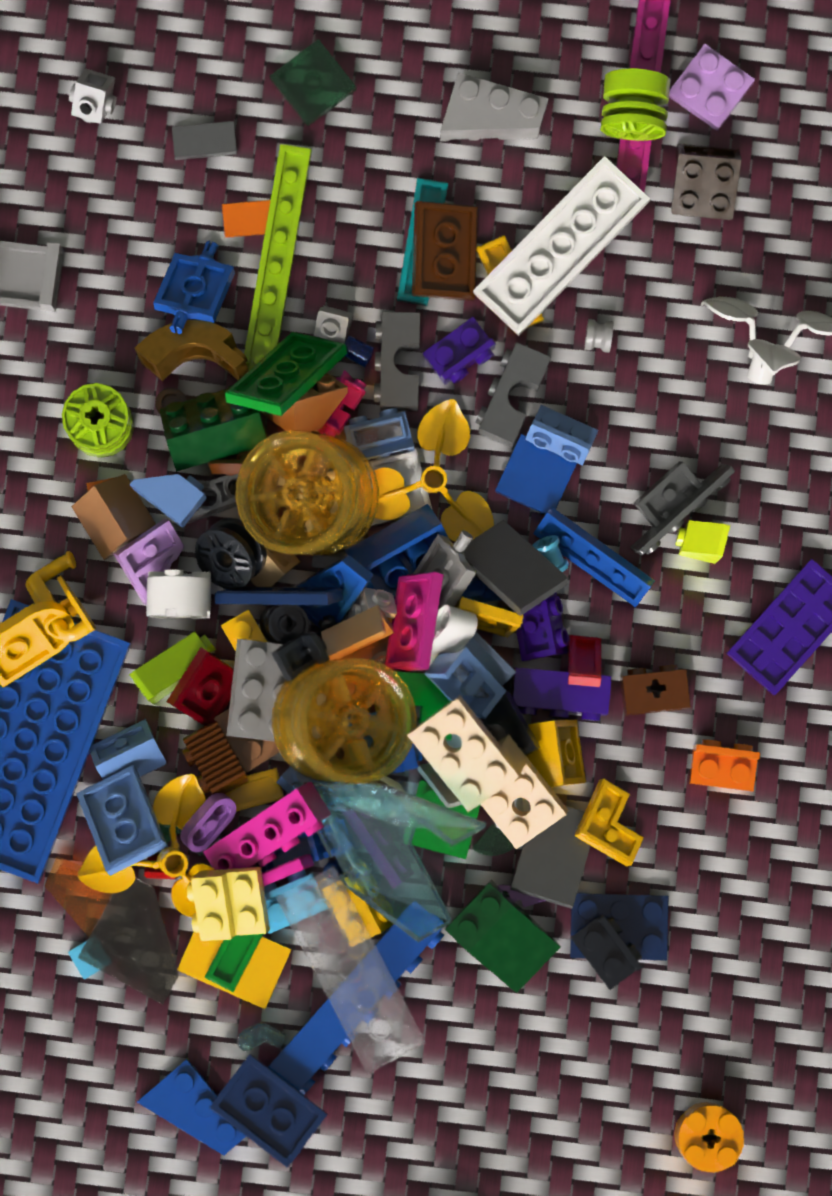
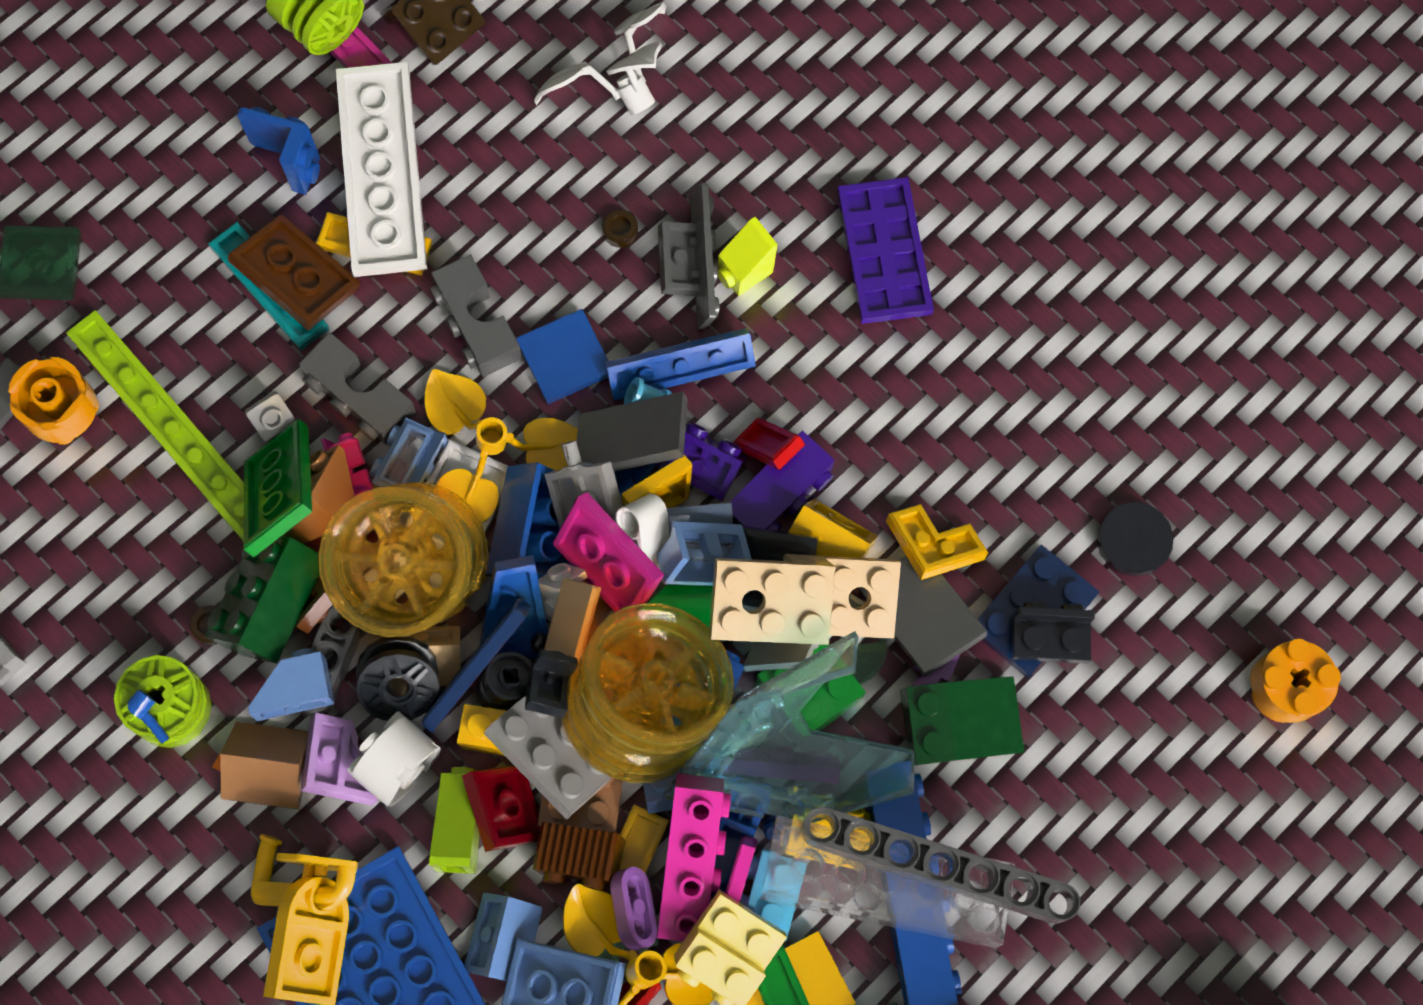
camera: 55 degrees left, 10 degrees down
(78, 413) = (139, 706): none -> blue hand
(165, 350) = (167, 556): pearl gold arch -> none
(194, 287) = (122, 513): blue plate -> none
(212, 172) = (52, 400): none -> light orange brick
(245, 218) = (108, 422): orange sticker -> none
(358, 351) = (316, 417): clear blue hinge -> none
(381, 1012) = (959, 863): none -> dark grey beam
(460, 351) = (394, 332): dark purple bracket -> none
(491, 110) = (205, 134): light grey wedge -> none
(522, 188) = (285, 136): none -> blue bracket
(561, 435) = (548, 304): medium blue bracket -> none
(598, 335) = (487, 204): light grey wheel -> none
(658, 436) = (620, 228): none -> dark brown tile
(672, 698) = (842, 427): reddish brown brick -> none
(724, 766) = (960, 404): orange bracket -> none
(725, 956) = (1135, 539): none -> black tile

